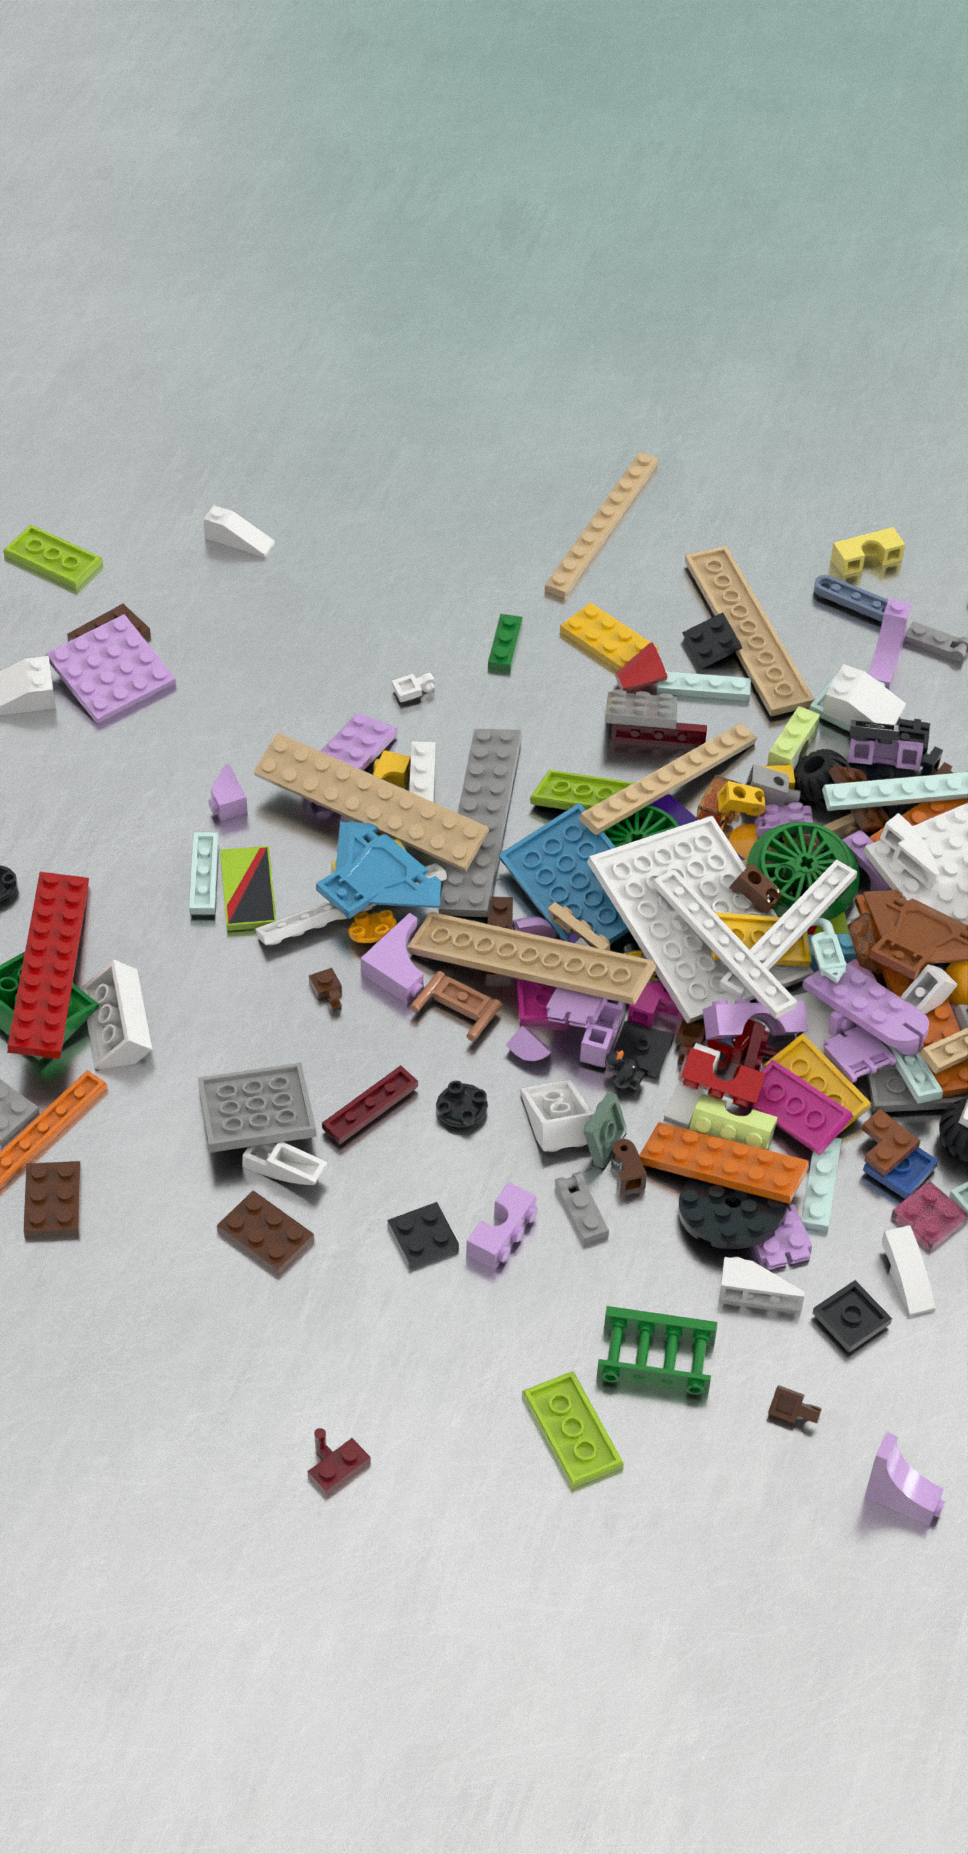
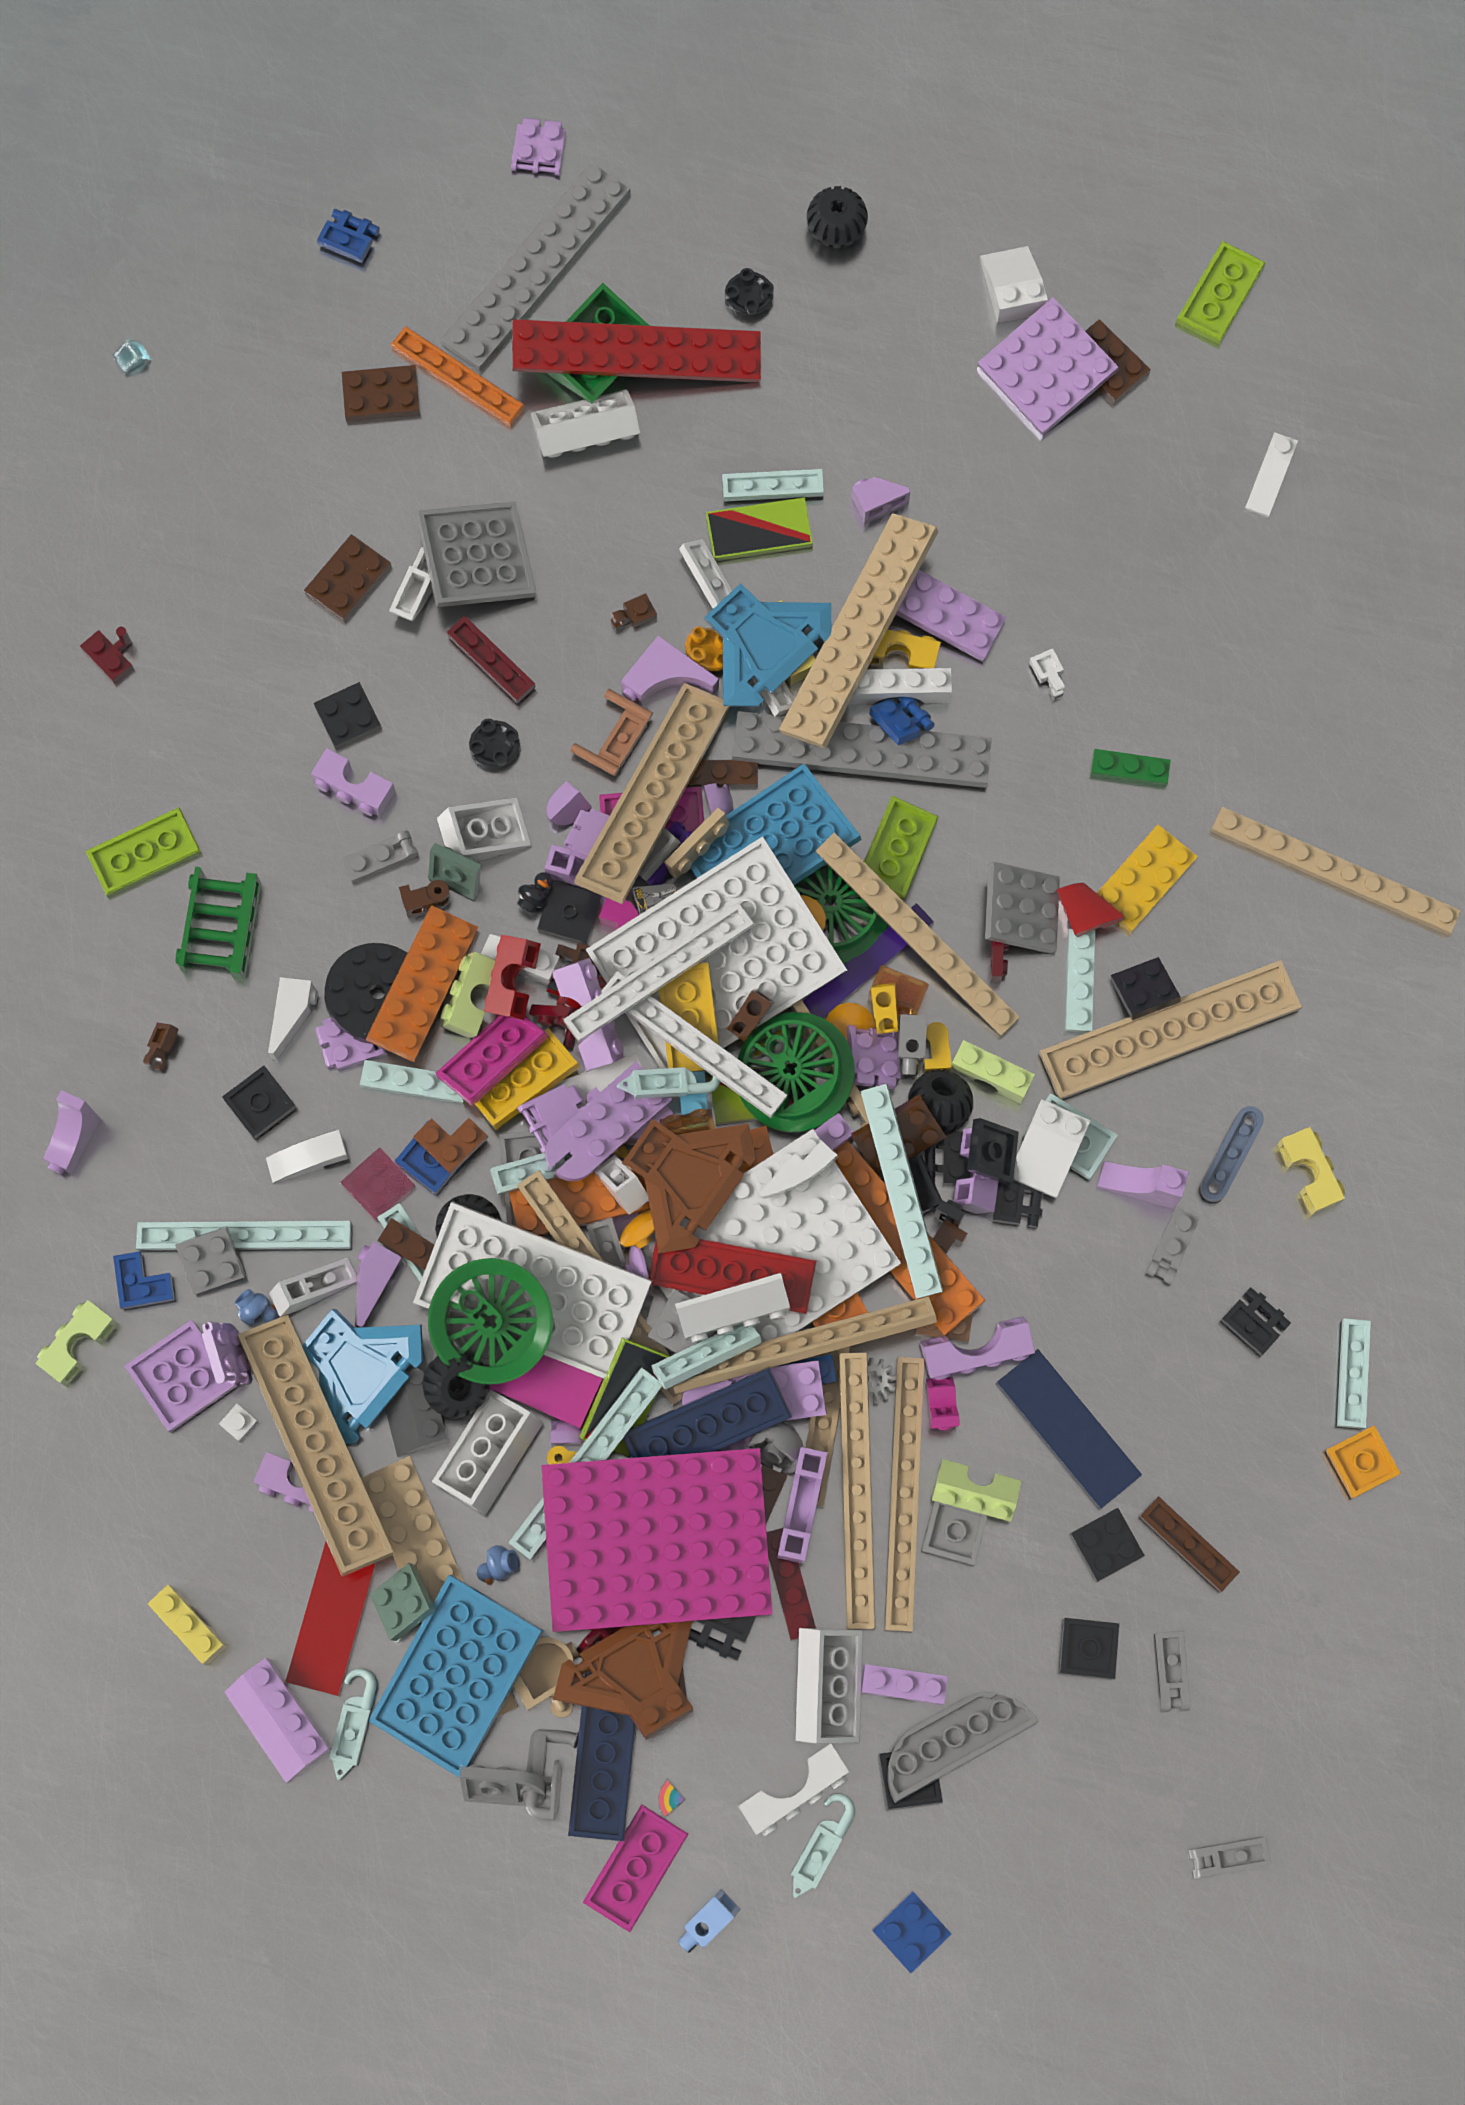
camera: 90 degrees right, 25 degrees up
(458, 789) = (896, 723): none -> blue plate

